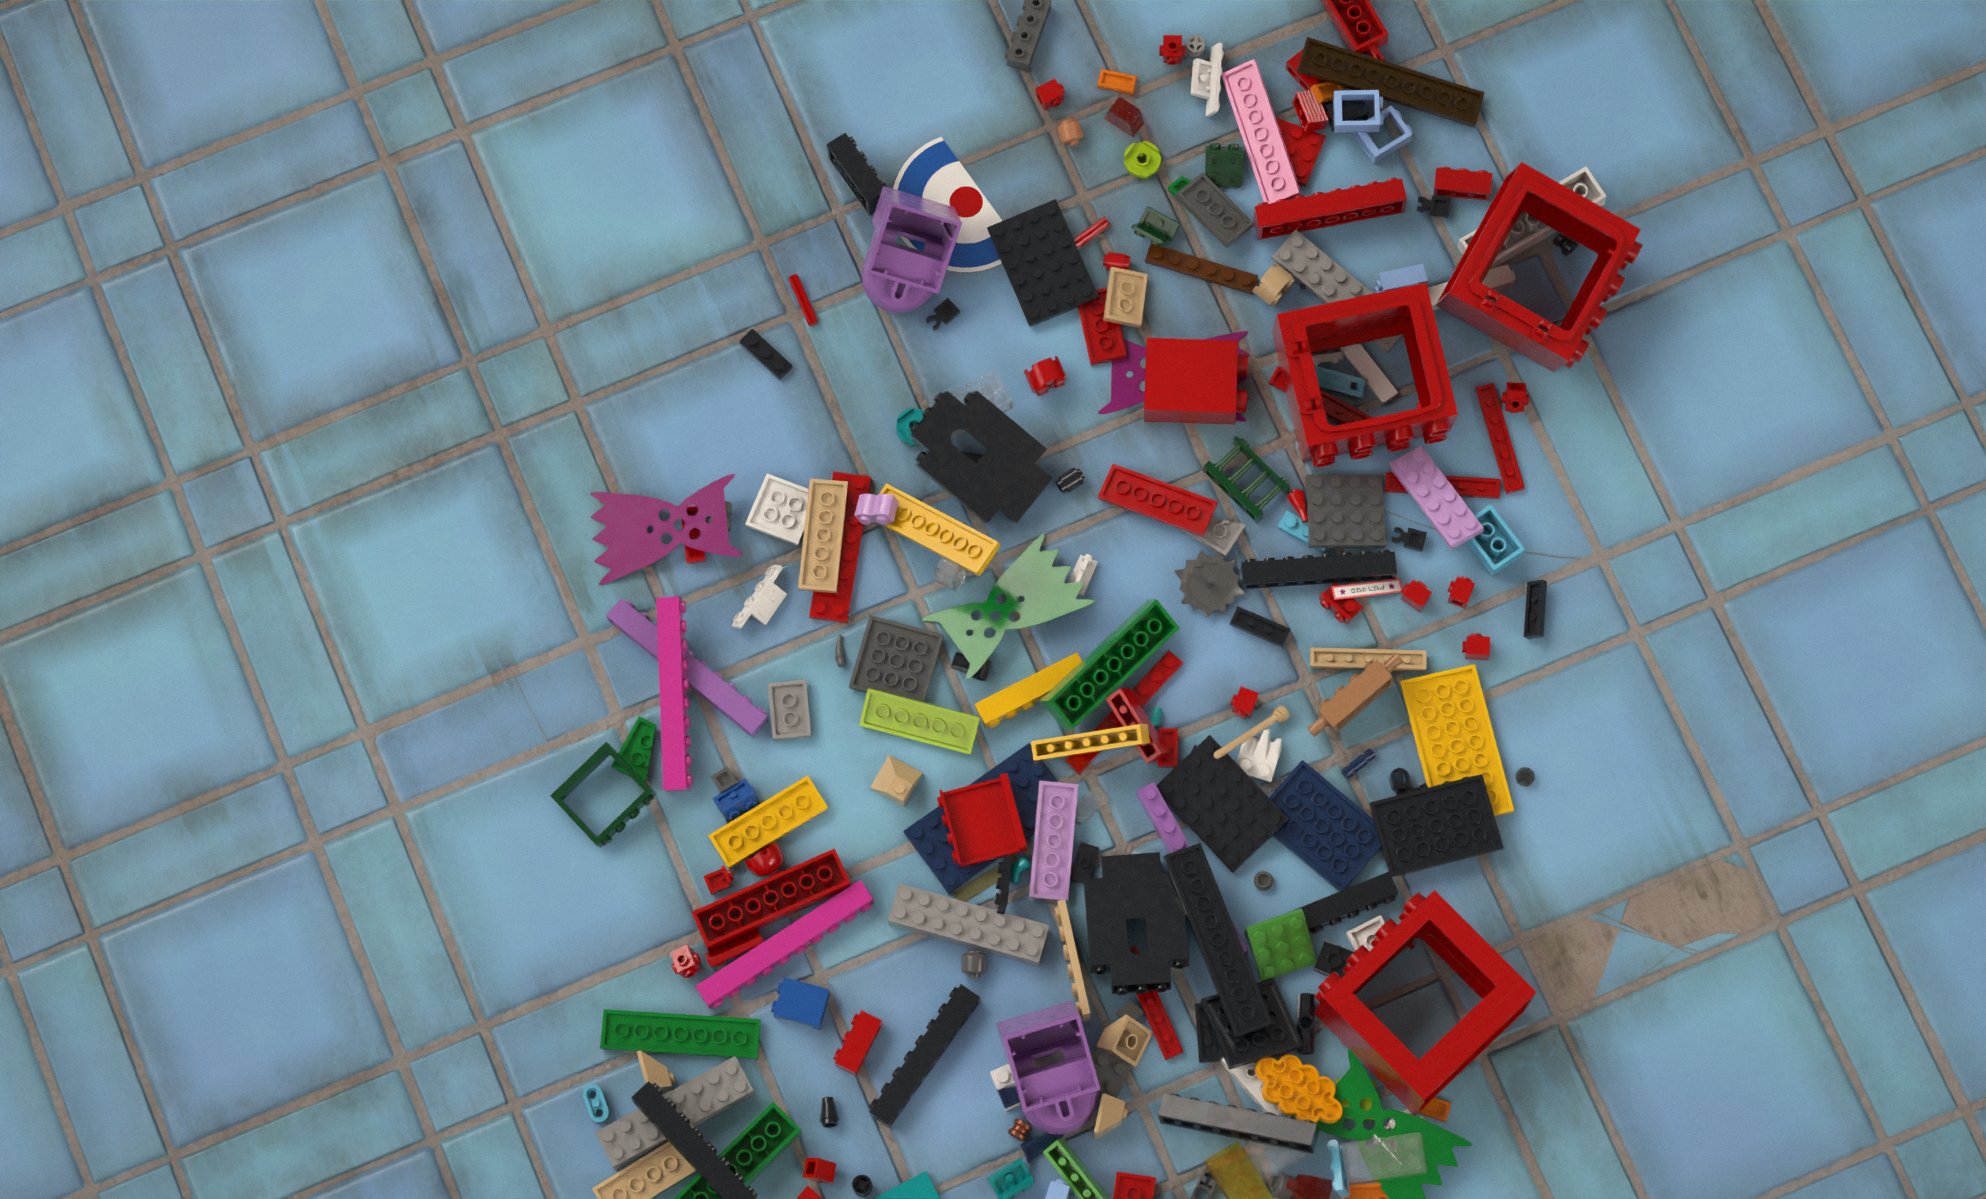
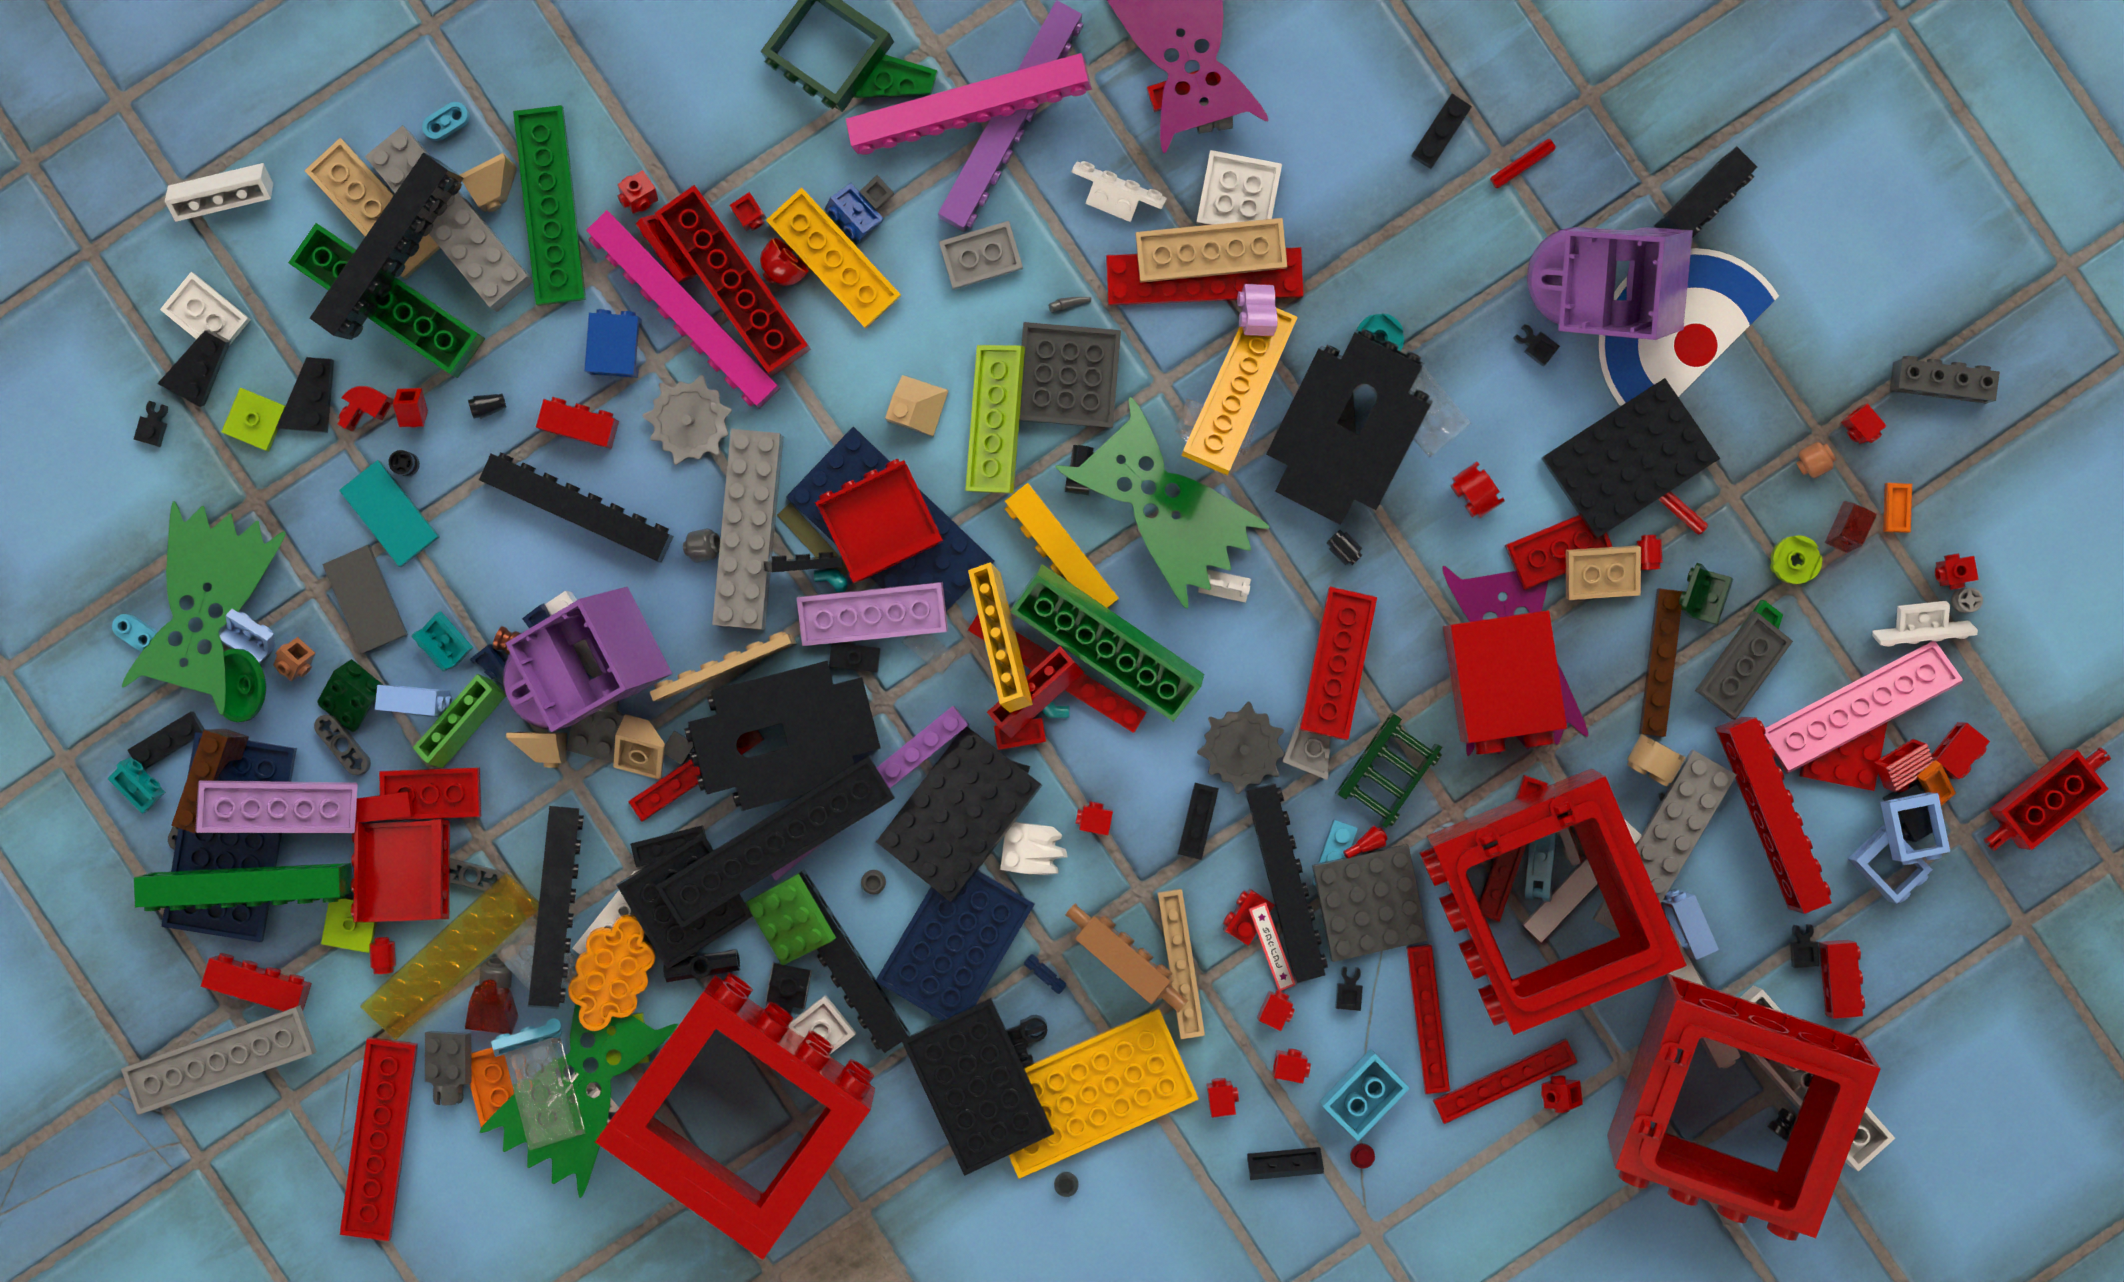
camera: 75 degrees right, 15 degrees up
(872, 956) = (688, 419): none -> light grey piece
(1224, 164) = (1809, 667): dark green bracket -> none
(1279, 715) = (1087, 865): tan piece -> none
(1393, 82) = (1965, 870): dark brown plate -> none
(1436, 497) = (1406, 1017): lavender plate -> none
(1539, 552) = (1362, 1155): none -> dark red plate

